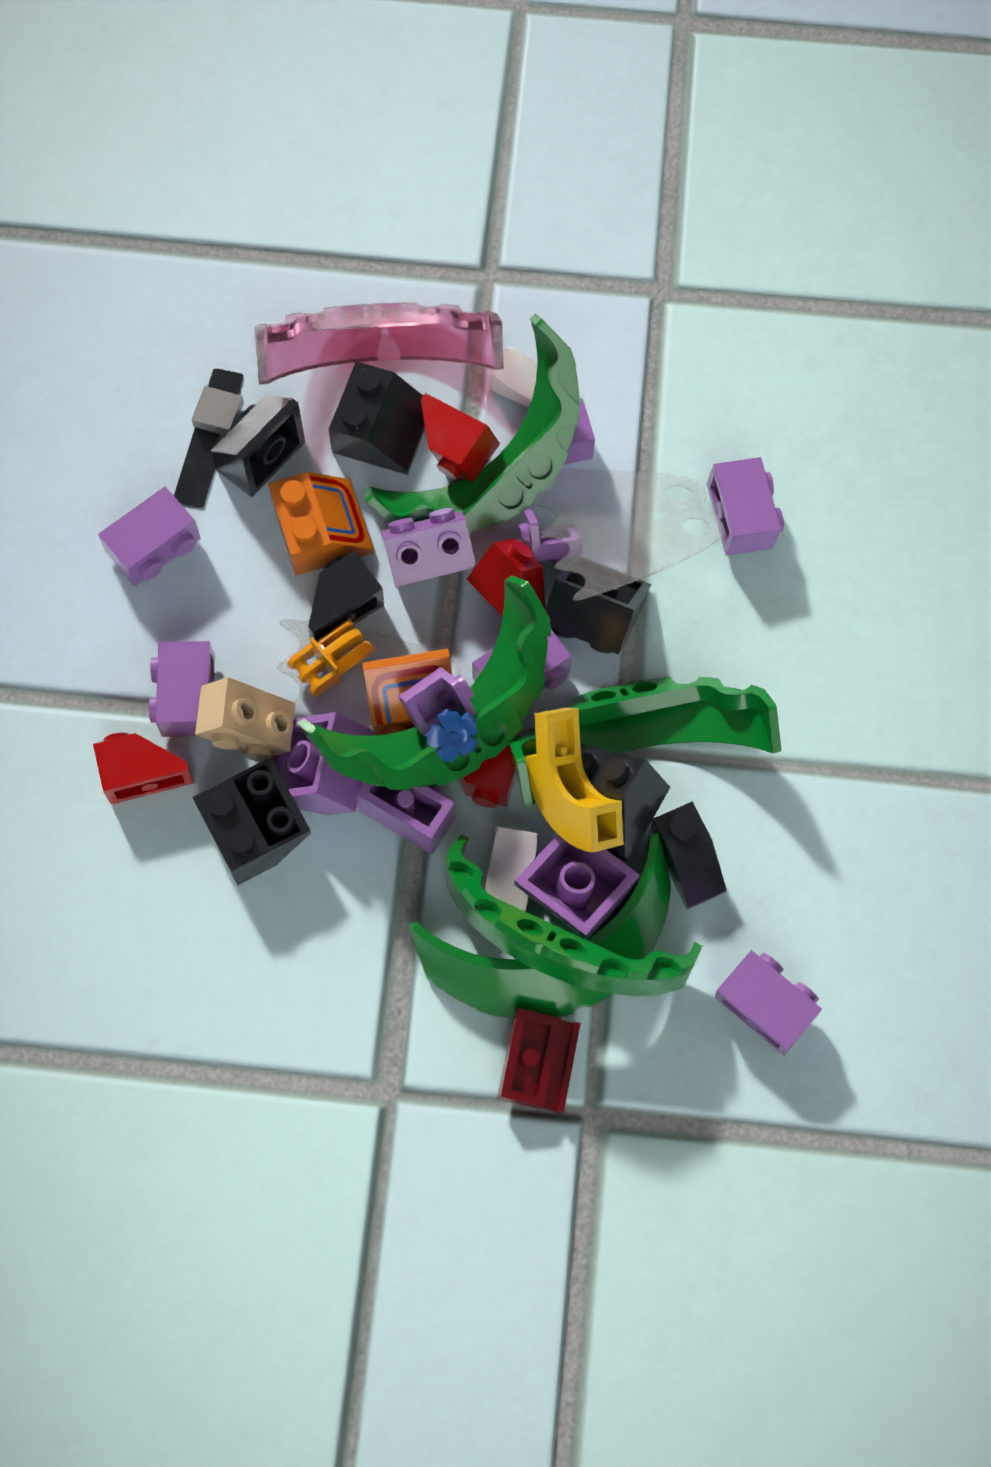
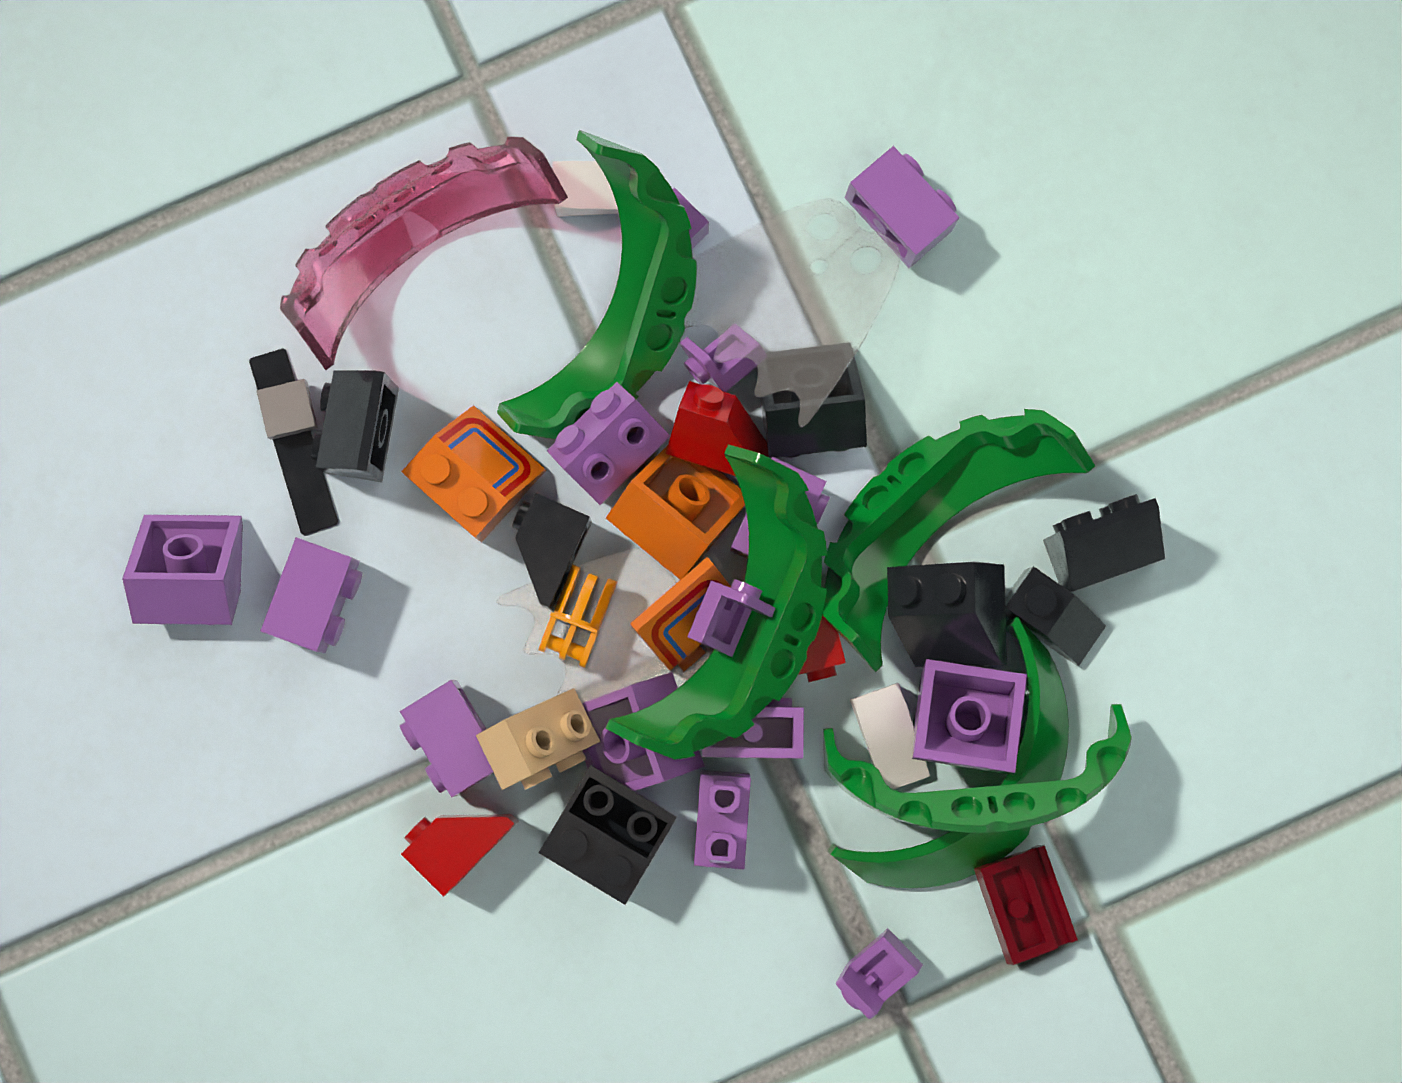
camera: 30 degrees left, 15 degrees up
(74, 475) = (185, 570): none -> medium lavender slope
(348, 849) = (722, 819): none -> medium lavender hips
(378, 419) = (466, 322): black slope -> none
(391, 1044) = (877, 973): none -> medium lavender bracket
(451, 615) = (676, 511): none -> orange slope
(453, 736) = (771, 648): blue plant -> none
(457, 439) = (561, 303): red slope -> none
(563, 789) = (910, 638): yellow arch -> none
(760, 819) = (1102, 548): none -> black slope
(769, 1001) = (1213, 722): medium lavender brick -> none

